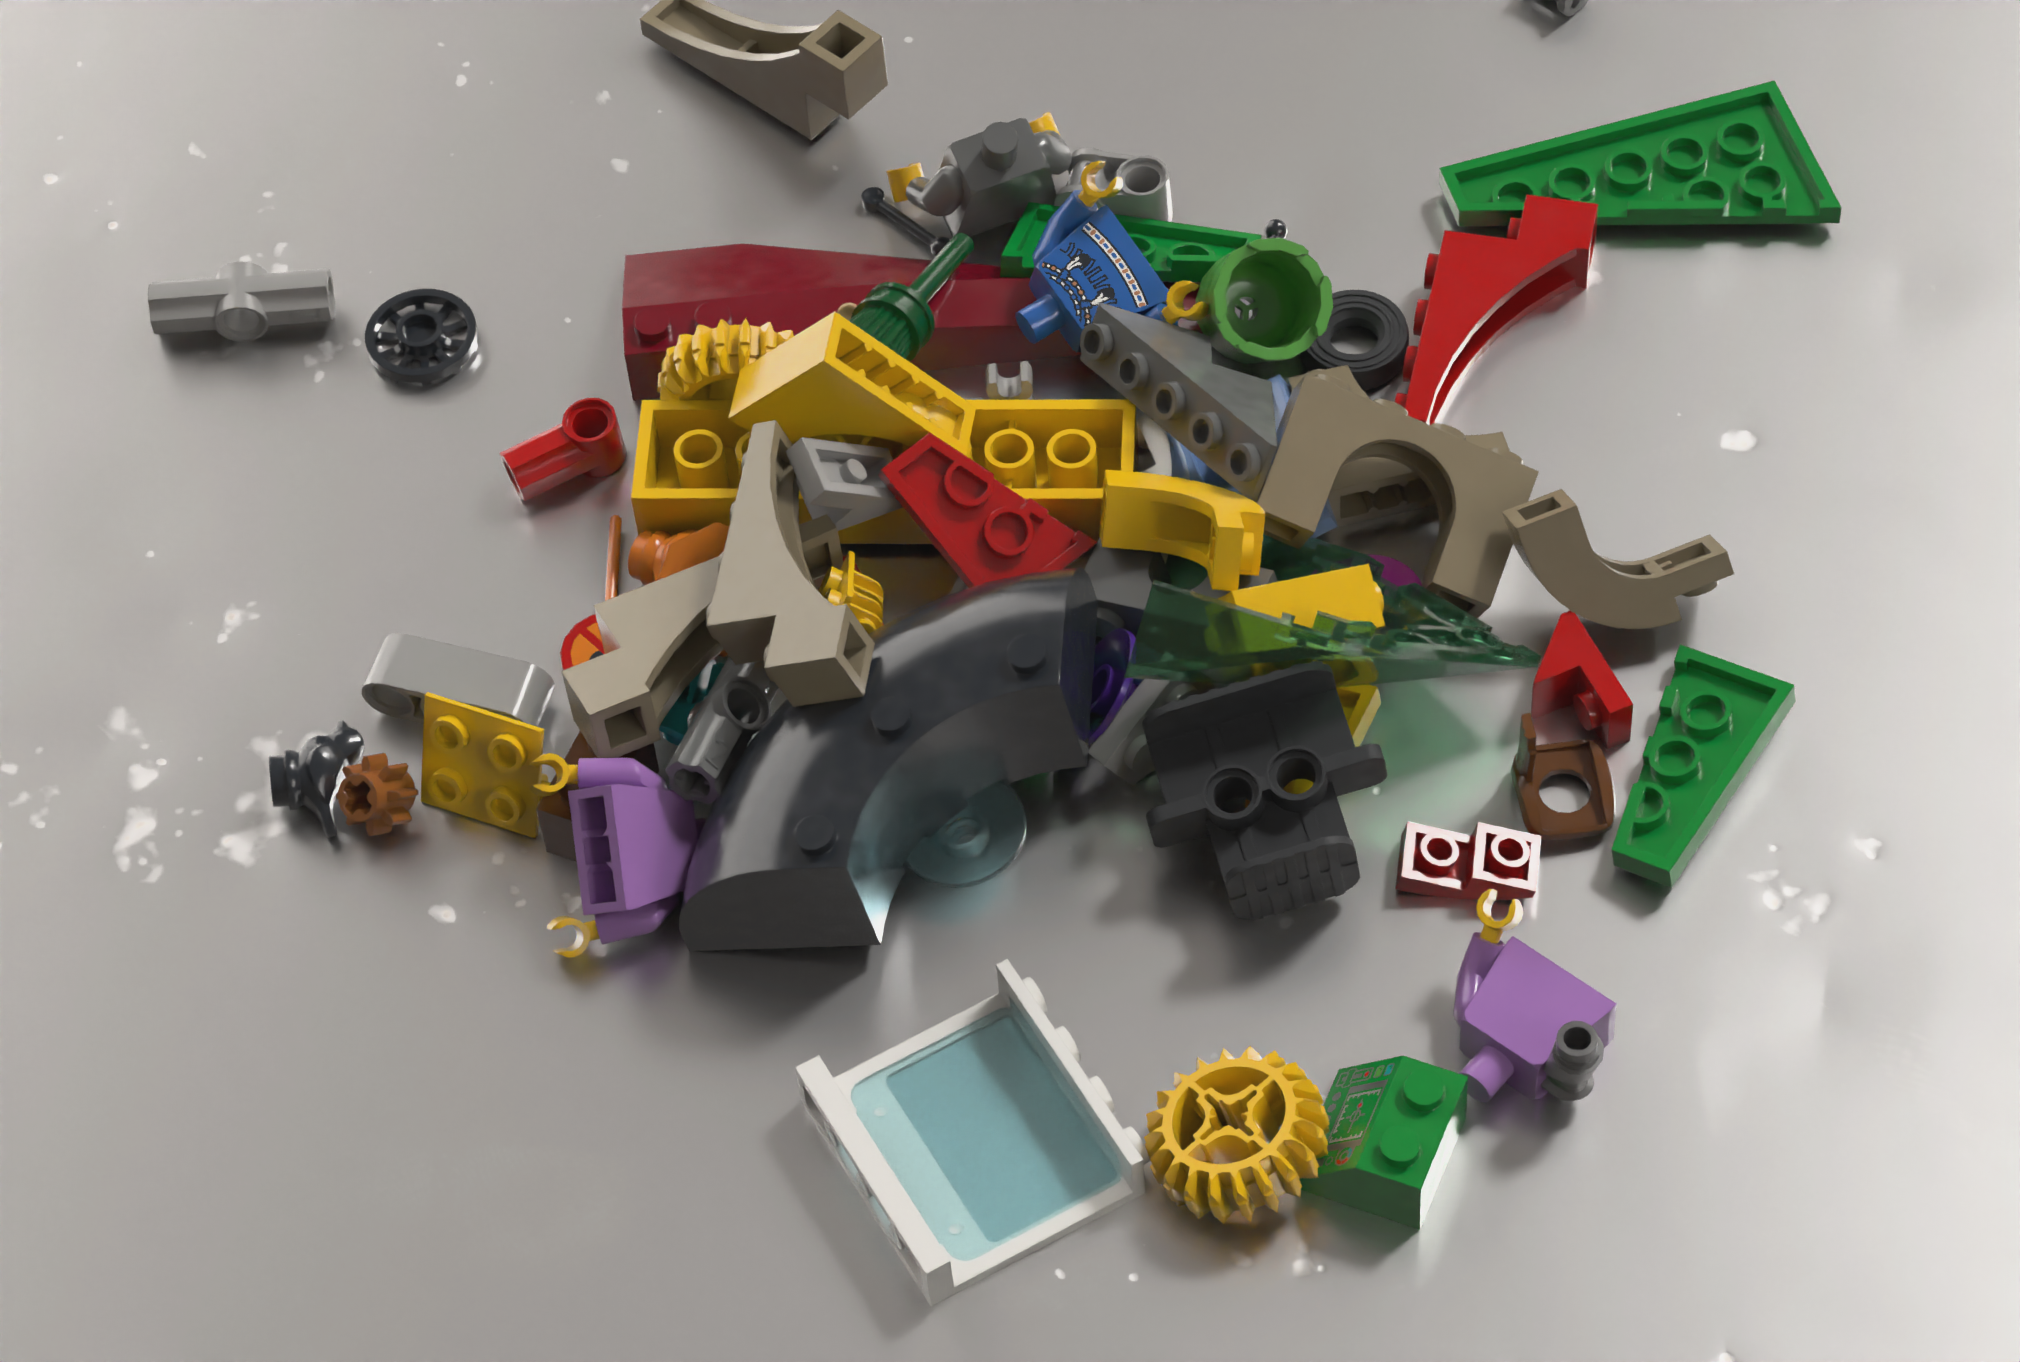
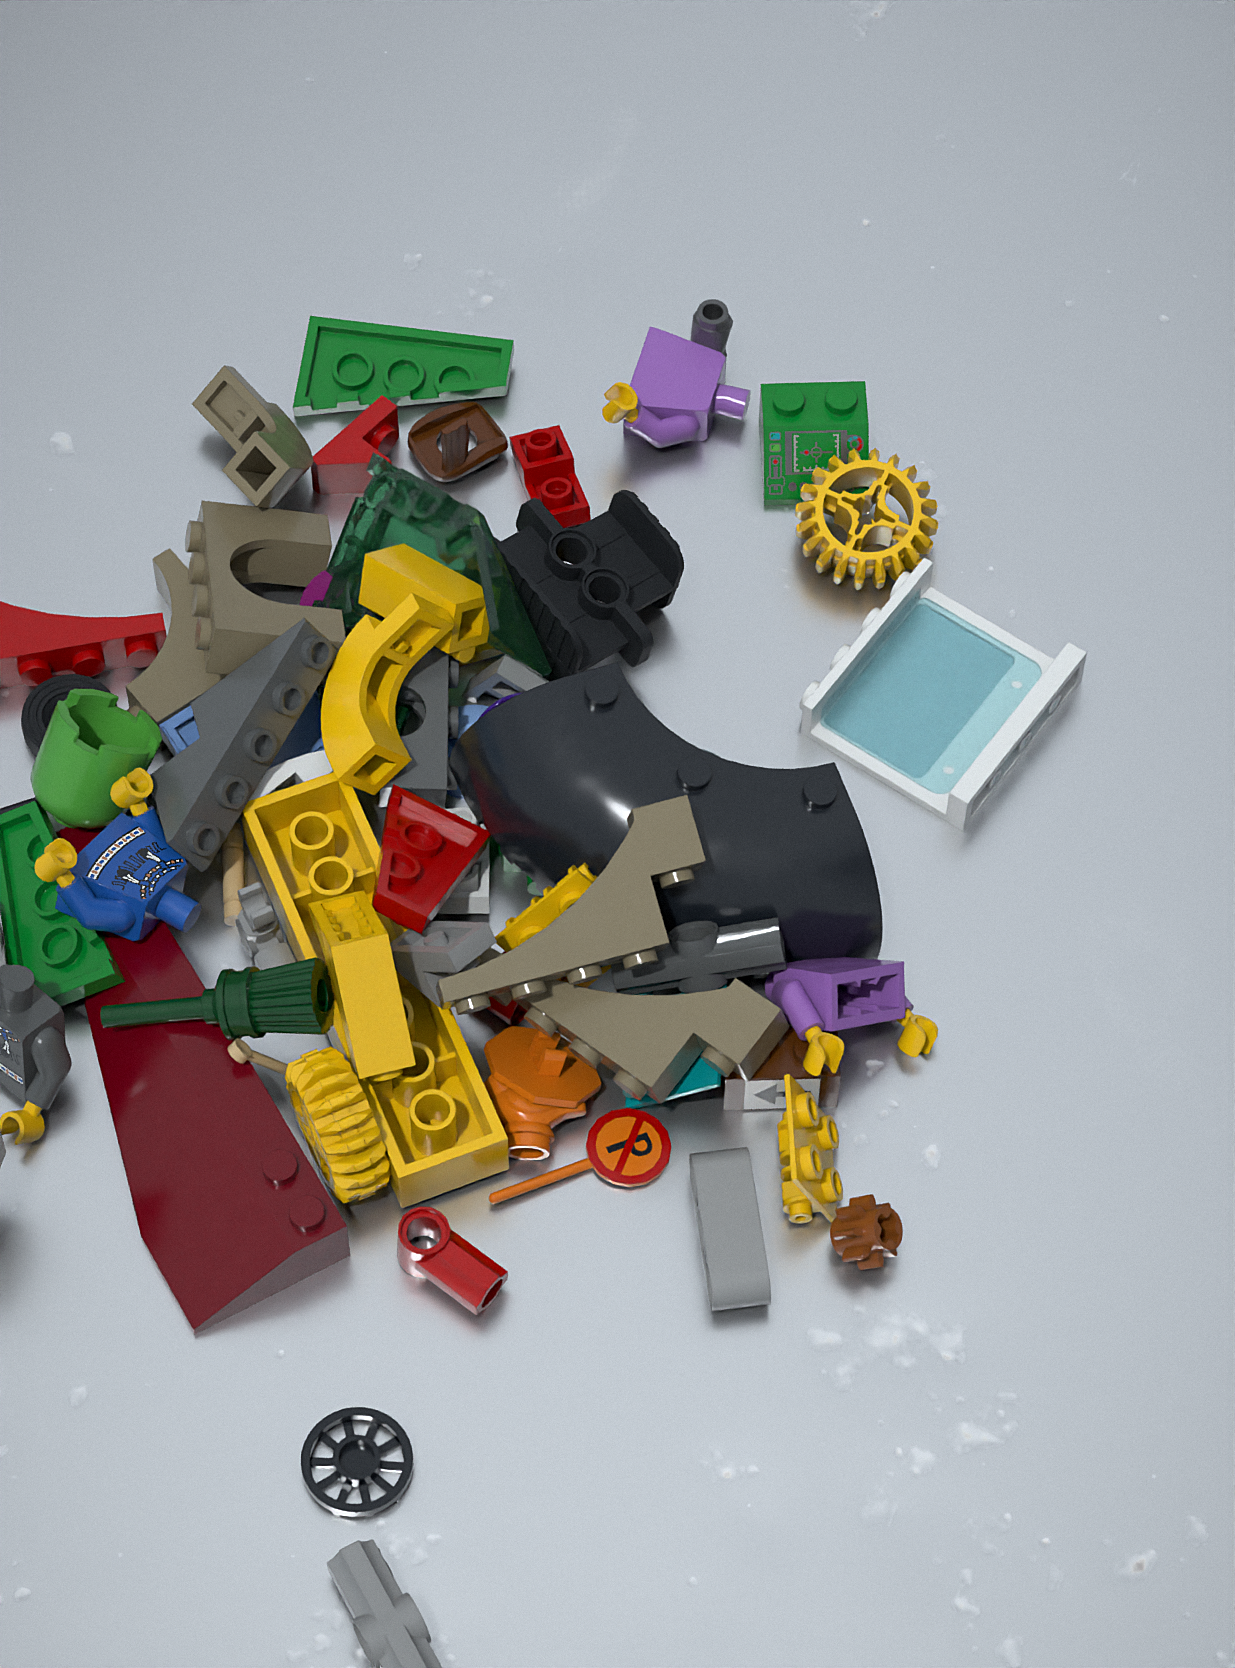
camera: 120 degrees left, 5 degrees up
(315, 773) = (865, 1297): black animal -> none
(874, 200) = (44, 1153): black hinge -> none

